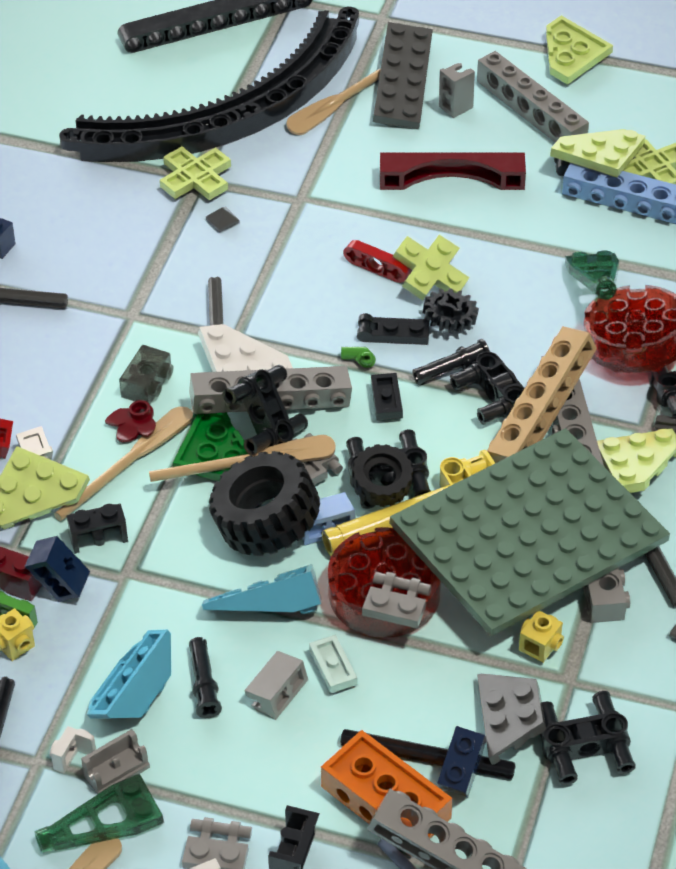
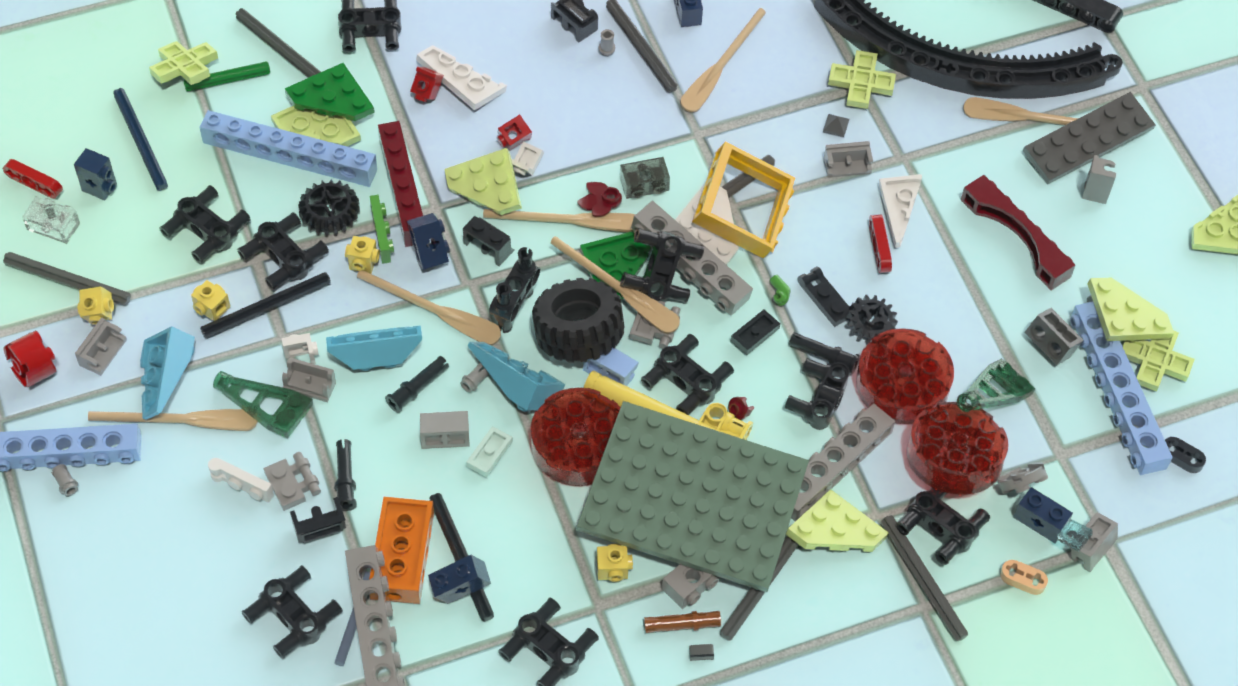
camera: 50 degrees right, 10 degrees up
(86, 280) = (702, 88): none -> tan piece
(167, 602) = (464, 322): none -> tan piece
(186, 530) = (521, 278): none -> black piece
(200, 301) = (760, 170): none -> yellow window
(241, 633) = (470, 381): none -> light grey pin
(264, 801) = (345, 484): none -> black pin
(269, 230) = (848, 159): none -> light grey hinge
(345, 224) = (898, 199): none -> white wing
(386, 456) = (670, 391): black tyre -> none
(394, 606) = (549, 454): light grey plate -> none
(430, 266) = (902, 279): yellowish green plate -> none
(456, 449) = (739, 407): none -> dark red plate
(510, 712) = (528, 584): wing -> none
(525, 316) = (904, 374): none -> clear red brick
(529, 98) = (1143, 233): light grey brick -> none
(544, 393) = (829, 427): tan brick -> none
(580, 202) = (1053, 336): none -> dark grey brick
(646, 616) = (683, 621): none -> dark orange pin

